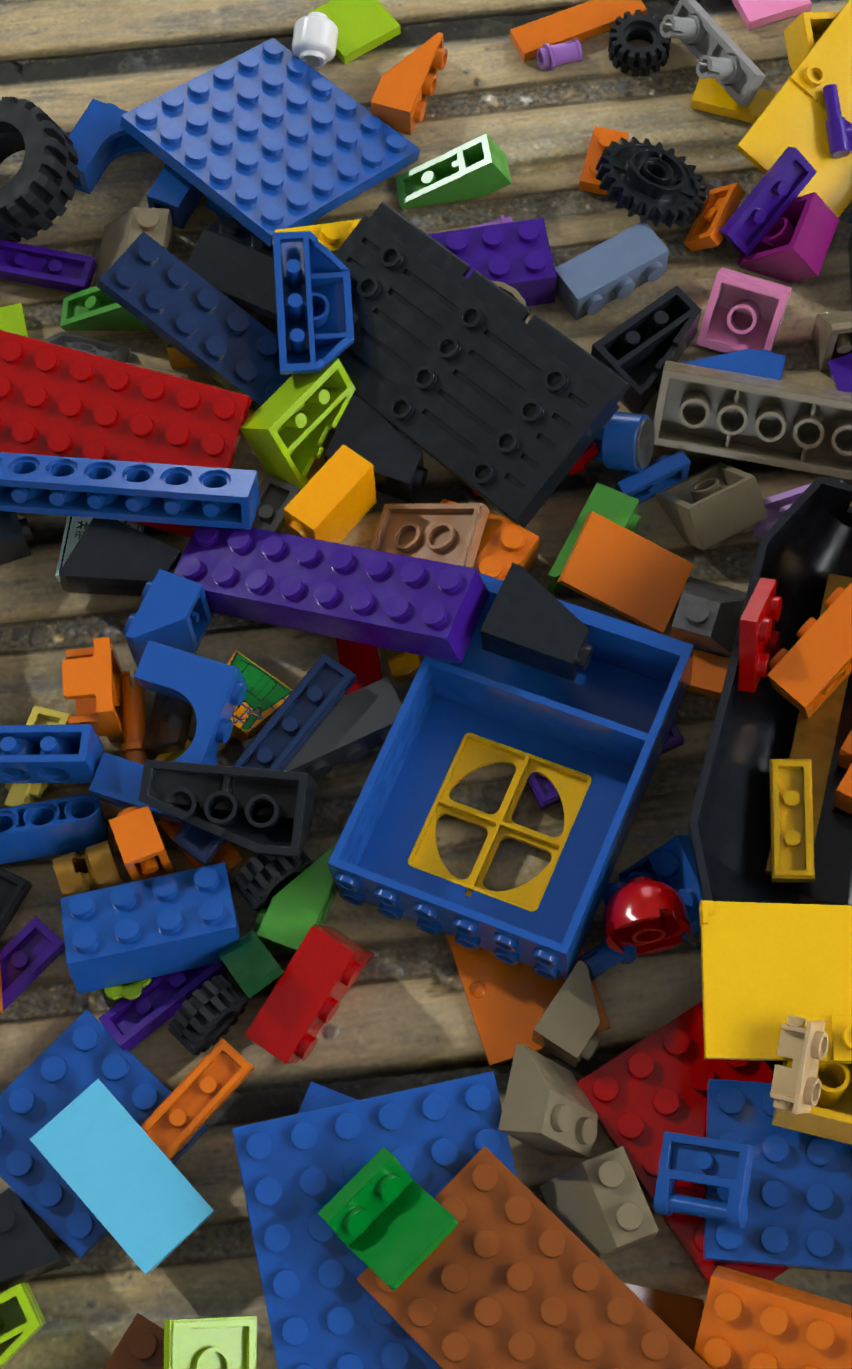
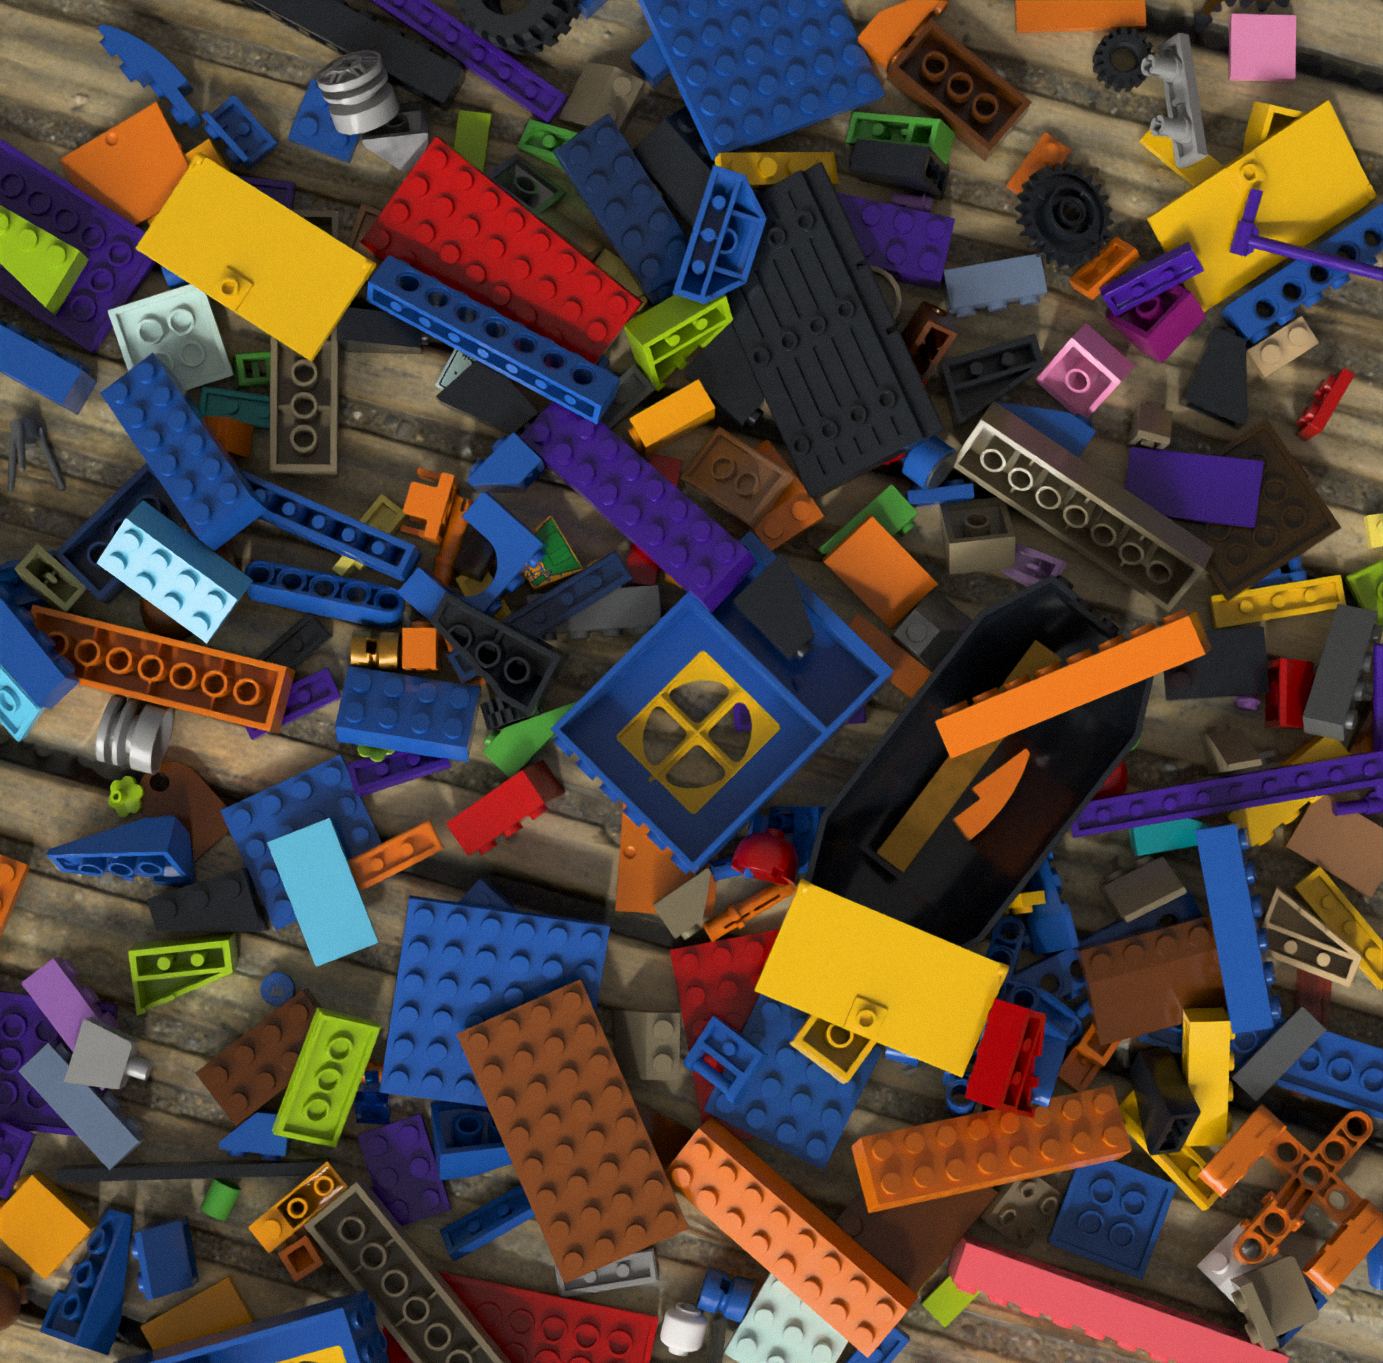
camera: 20 degrees right, 20 degrees up
(104, 1332) = (278, 989): none -> blue tile
(207, 1015) = (425, 797): black tyre -> none
(251, 964) = (470, 777): dark green slope -> none
(388, 1219) = (492, 1007): green bracket -> none
(463, 198) = (899, 167): none -> black slope
(515, 113) = (958, 89): none -> reddish brown brick
(547, 1107) = (641, 962): dark tan slope -> none
(559, 54) = (1047, 42): medium lavender pin -> none
(573, 318) = (931, 333): none -> reddish brown torso
(637, 1010) = (737, 915): none -> orange pin
(758, 634) = (944, 685): red plate -> none
(791, 820) = (912, 824): yellow tile -> none
(799, 1082) = (810, 1035): tan hinge -> none

